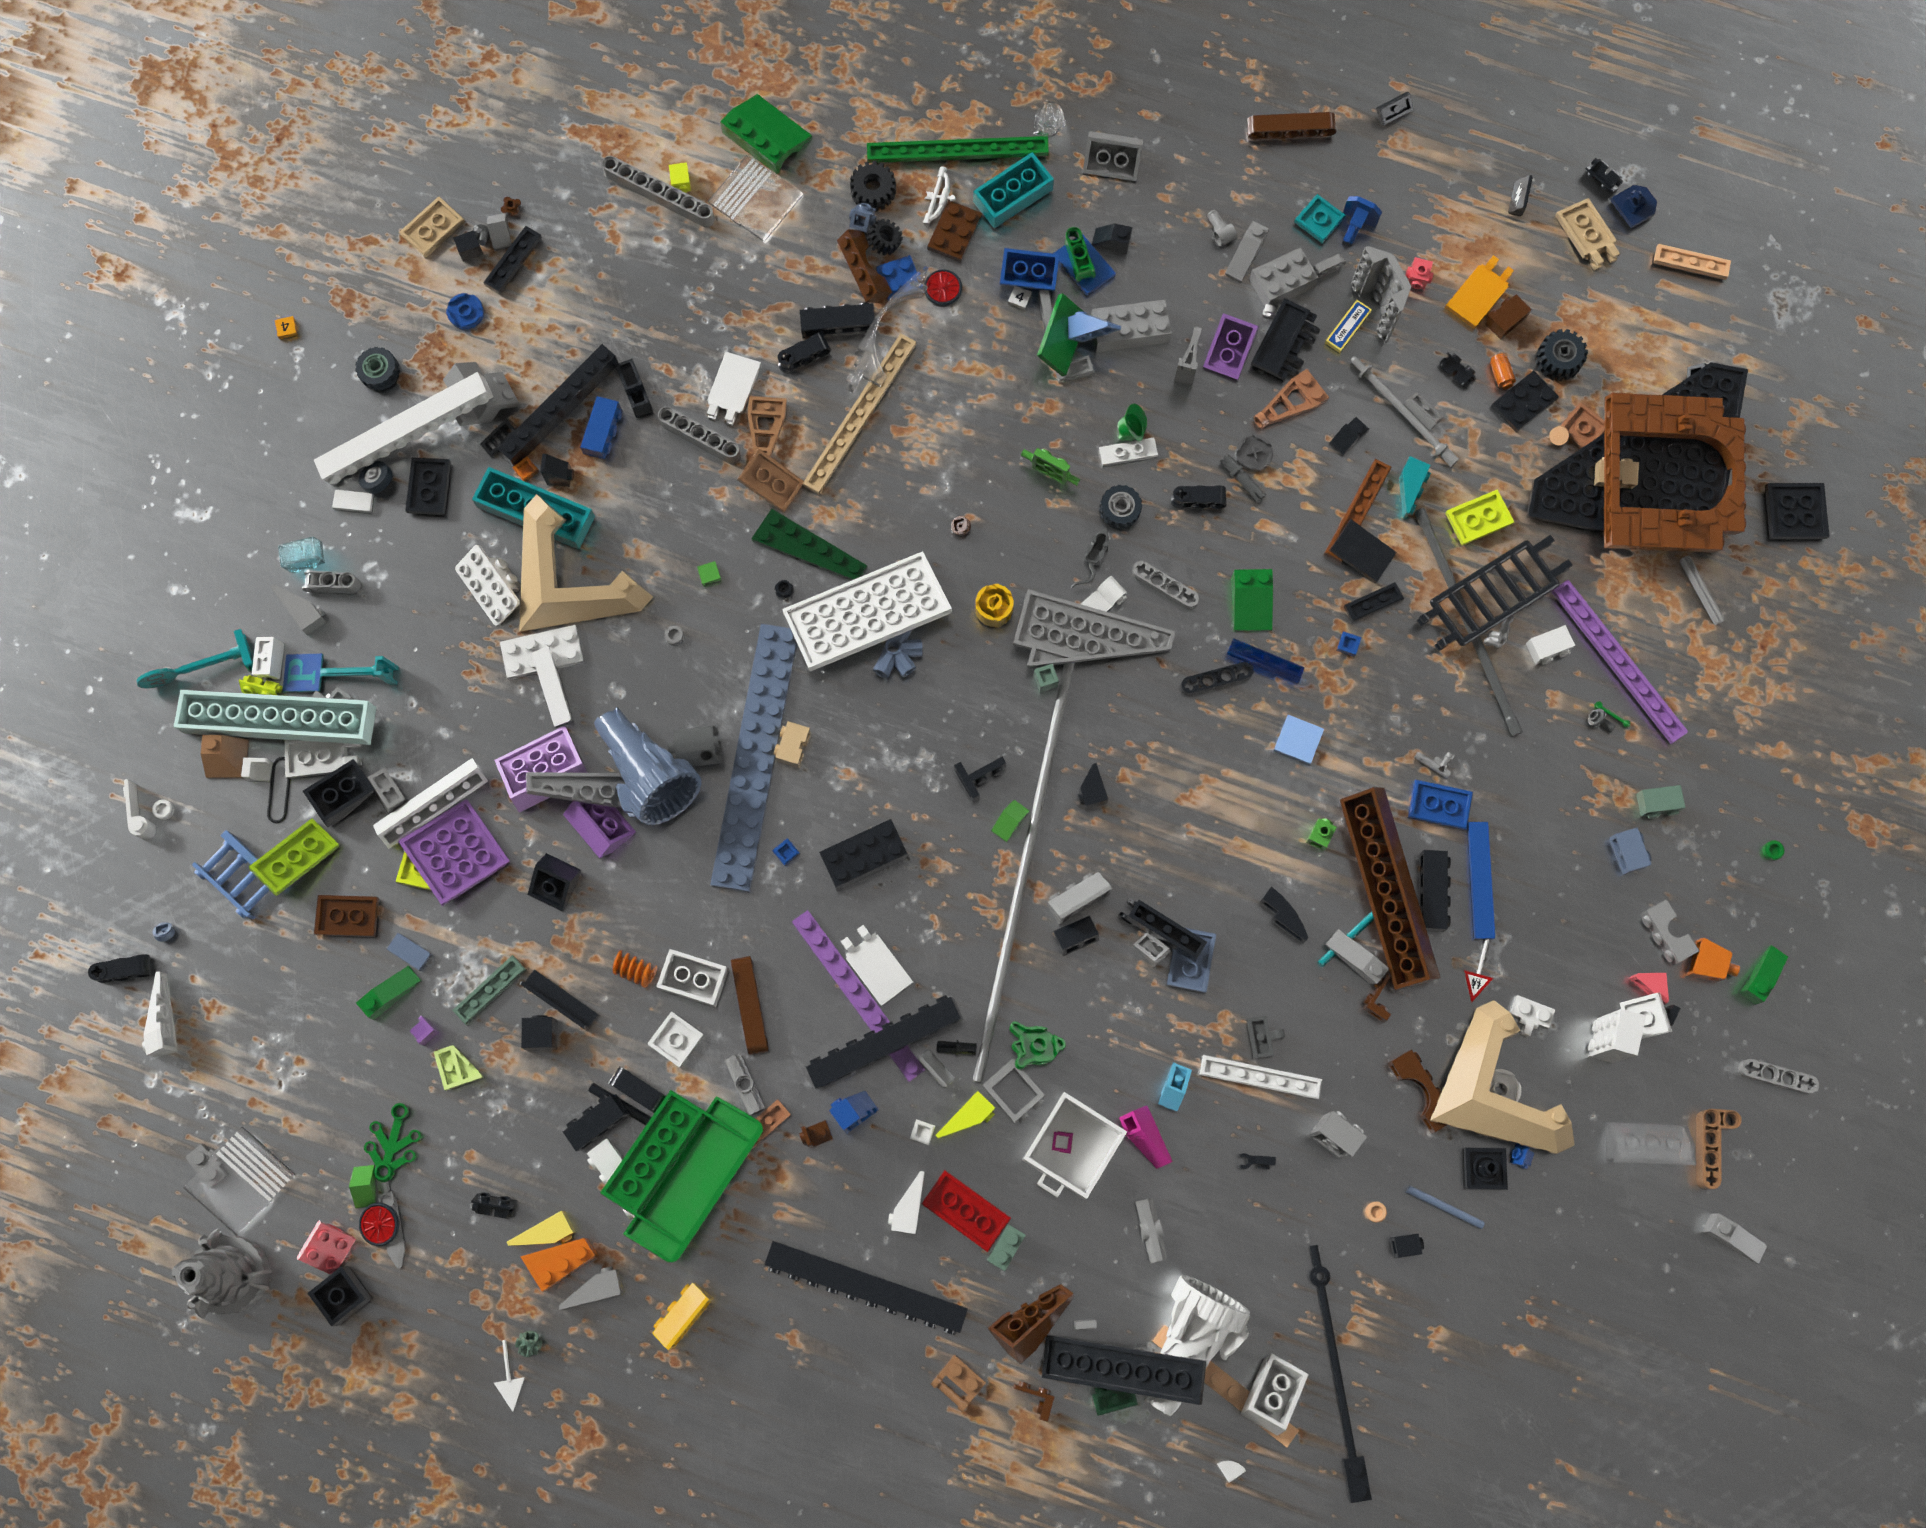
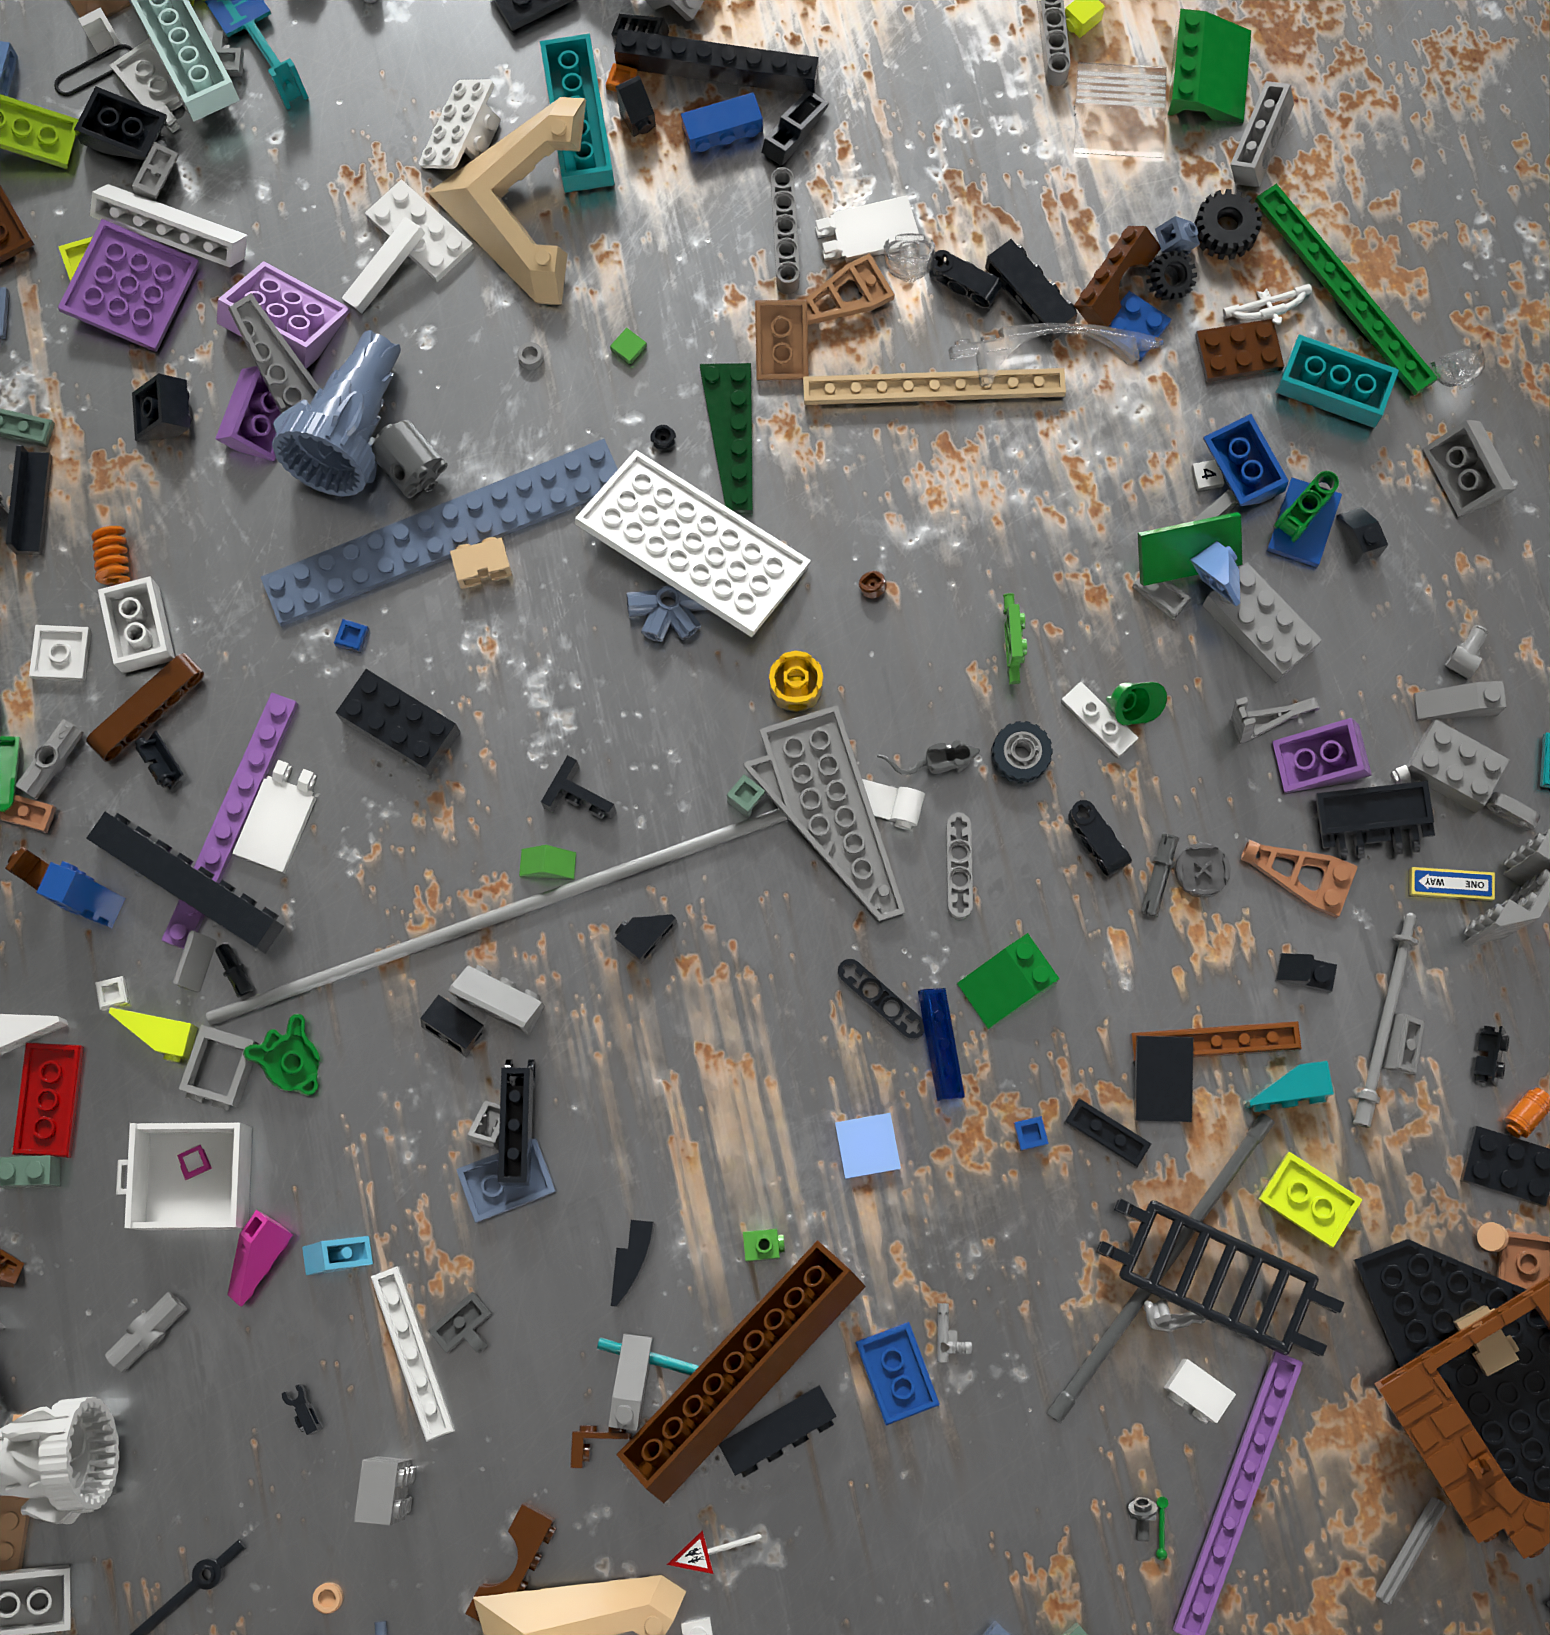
camera: 60 degrees right, 0 degrees up
(769, 373) = (909, 256): none -> clear cylinder
(791, 1014) = (164, 767): none -> black hinge
(831, 129) = (1262, 134): none -> light grey brick
(943, 287) = (1159, 381): red wheel -> none
(1481, 880) = (831, 1484): blue tile -> none

